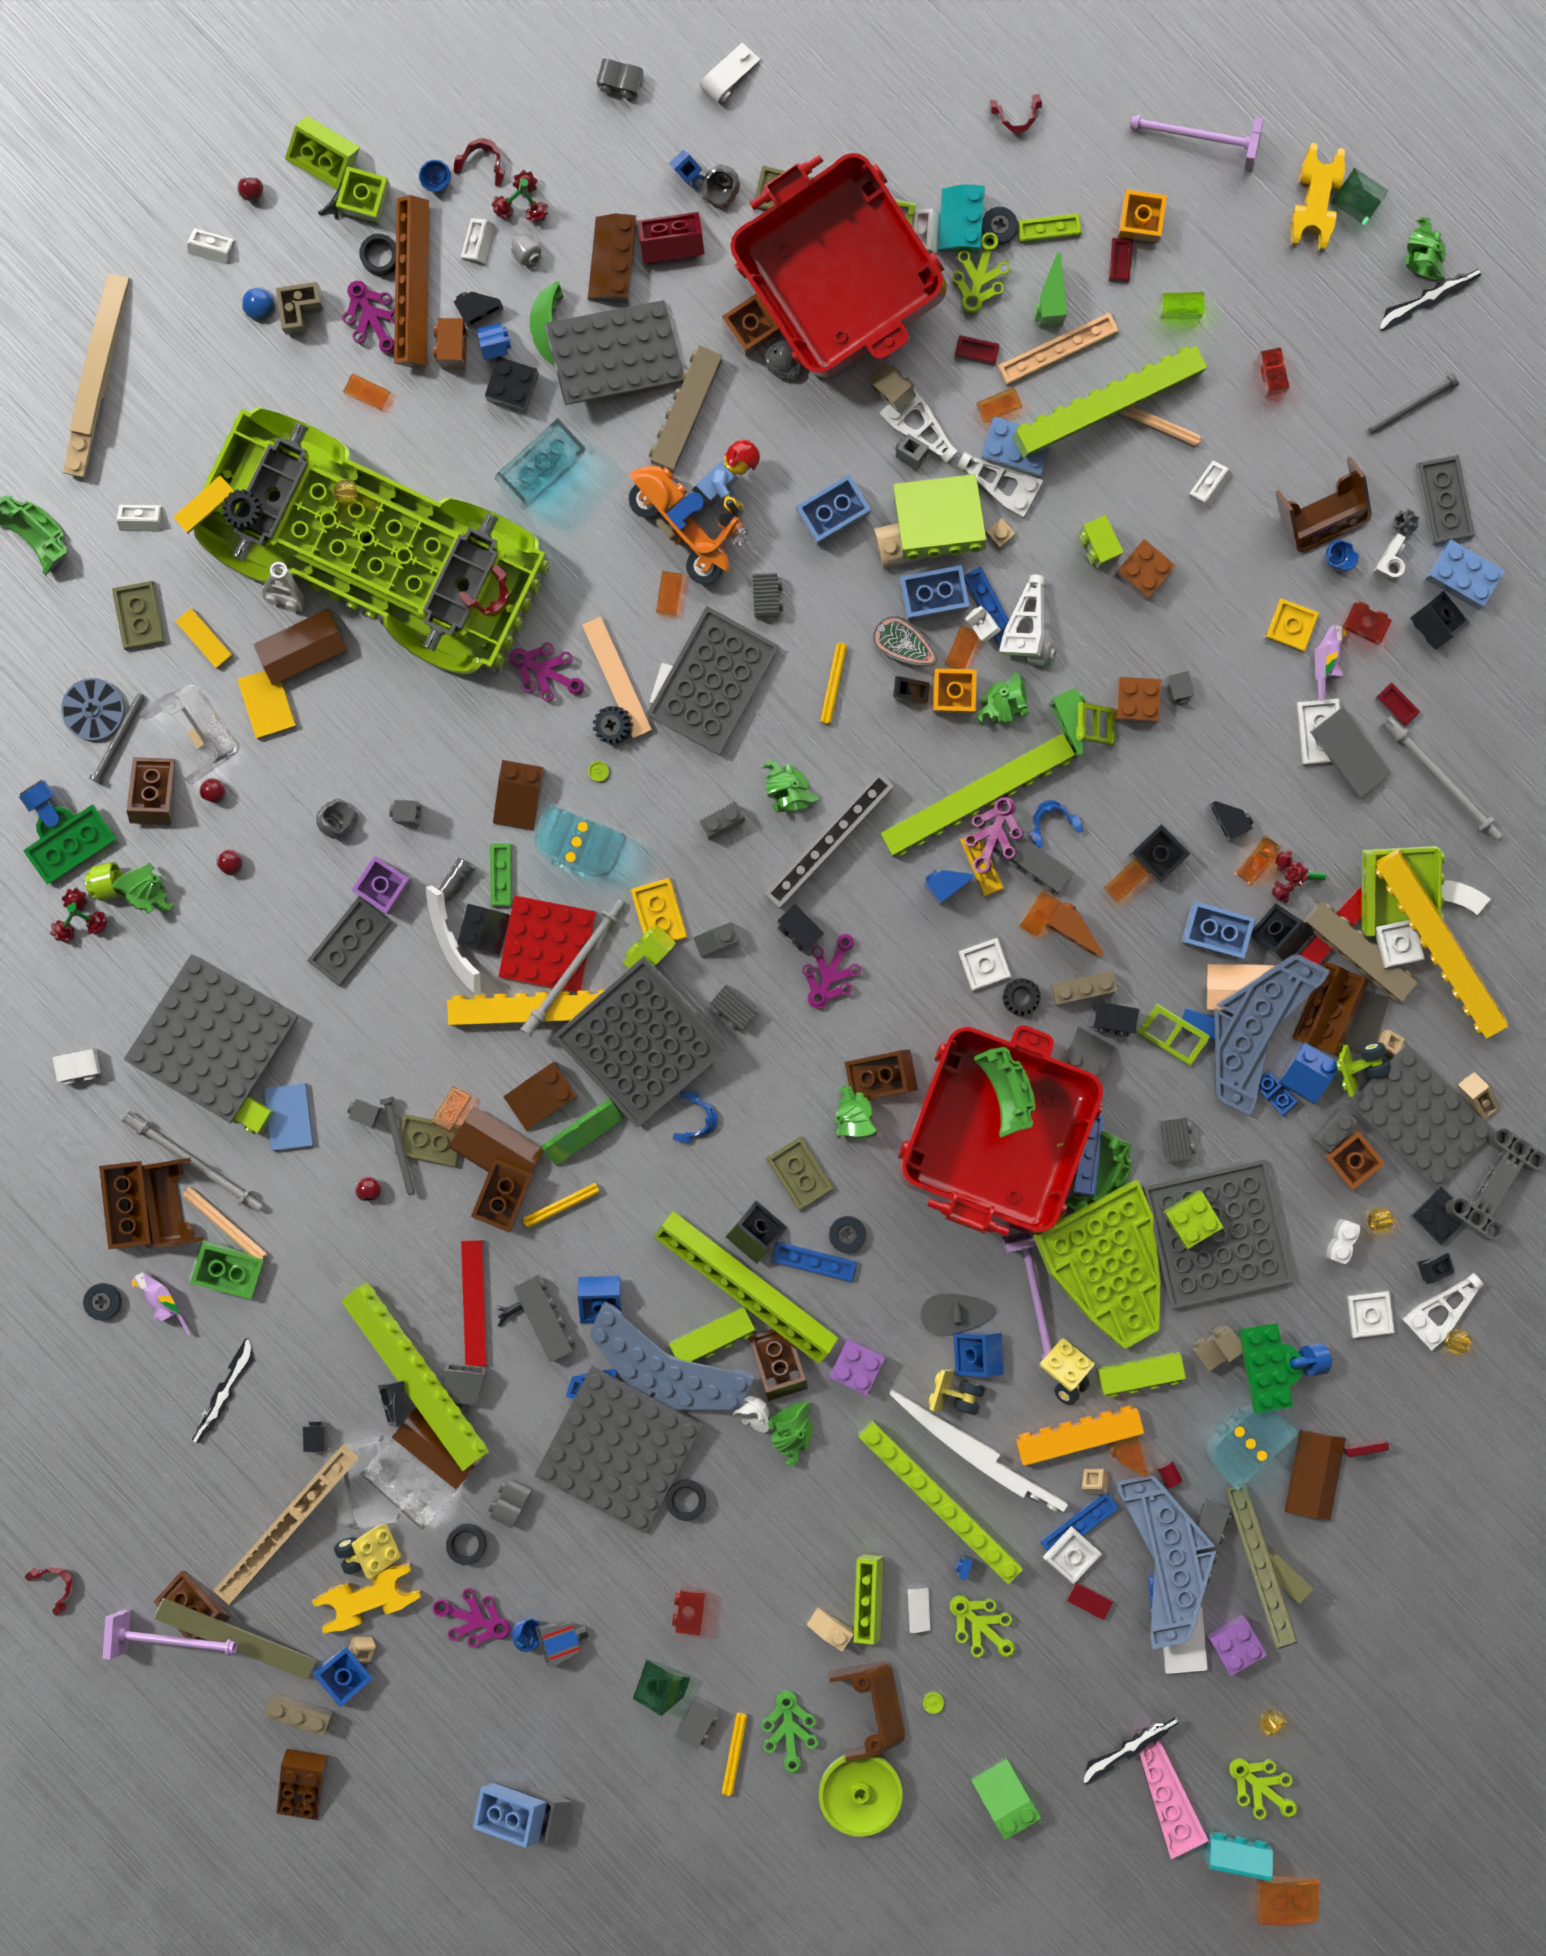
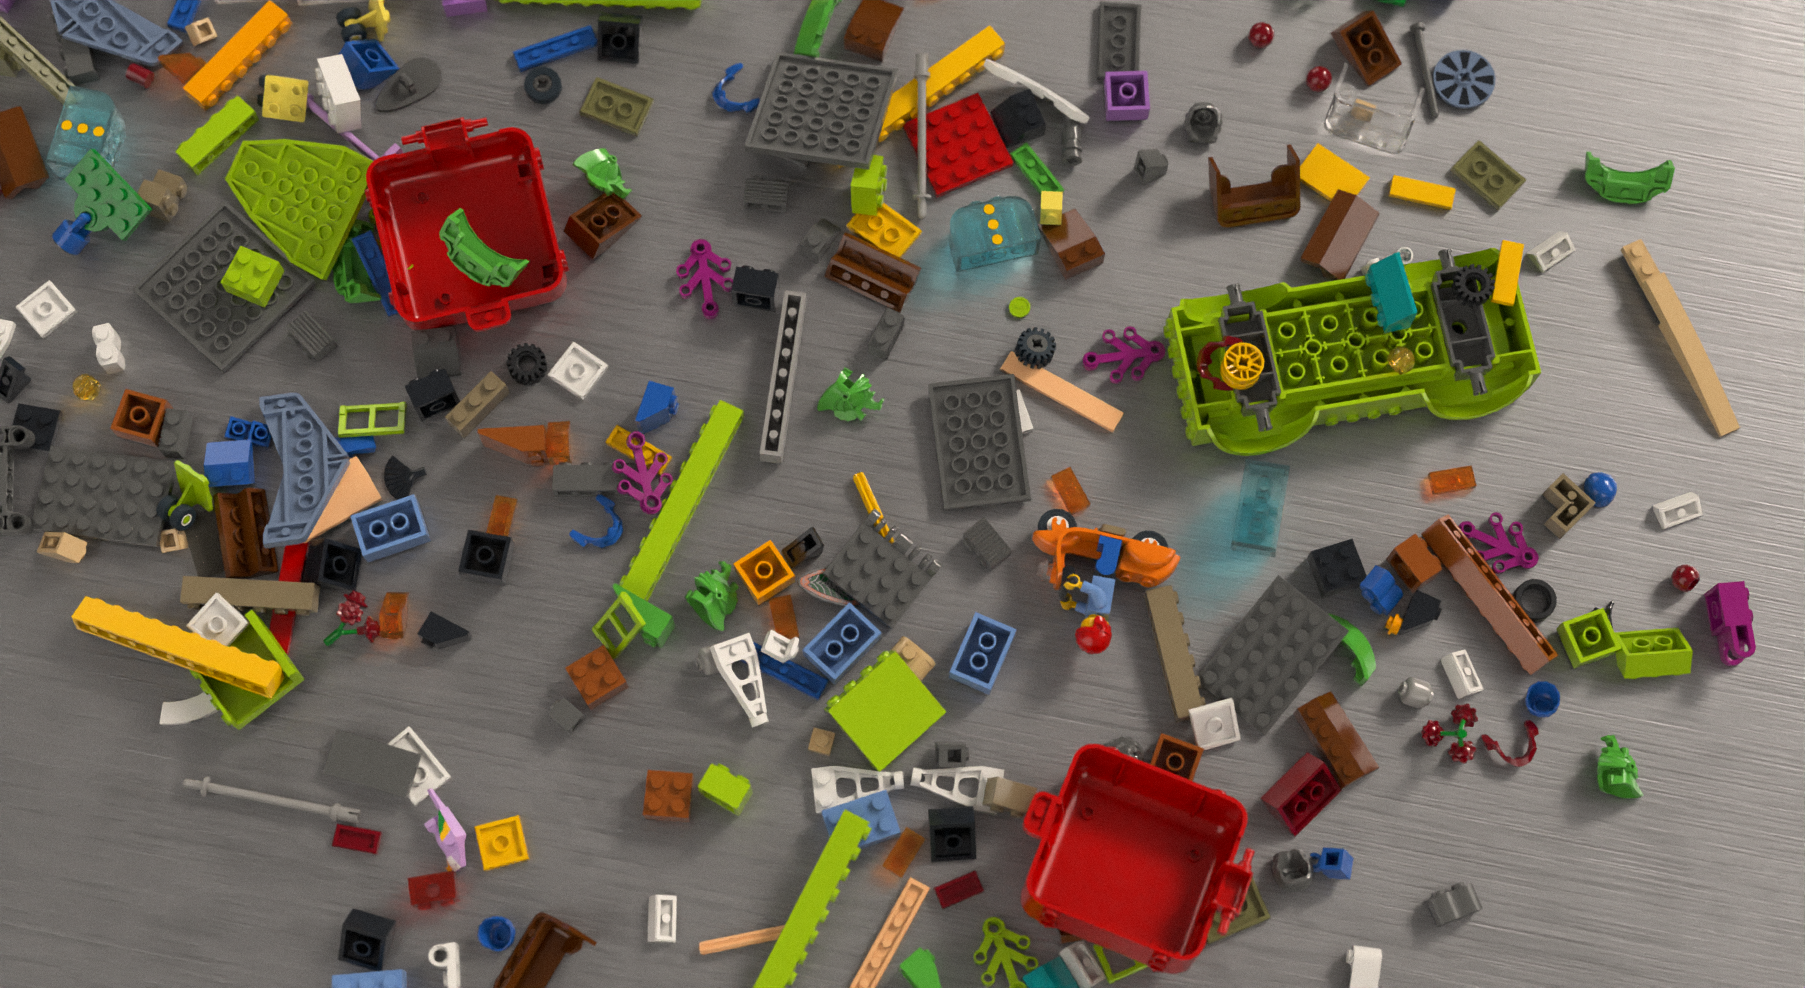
camera: 145 degrees right, 15 degrees down
(244, 129) = (1731, 620): none -> magenta brick
(313, 548) = (1391, 293): none -> teal slope
(341, 724) = (1257, 201): none -> reddish brown windscreen
(419, 85) = (1617, 770): none -> bright green helmet
(470, 563) = (1242, 366): none -> yellow wheel
(501, 312) = (1393, 624): none -> light orange plate
(514, 832) = (1051, 207): none -> light yellow brick
(694, 881) = (873, 272): none -> reddish brown slope
(697, 332) = (1214, 724): none -> white tile
(865, 629) = (879, 572): none -> dark grey hinge
(953, 393) = (952, 834): none -> black slope
(1022, 1334) = (338, 93): none -> white brick
(1181, 971) = (400, 478): none -> black hand

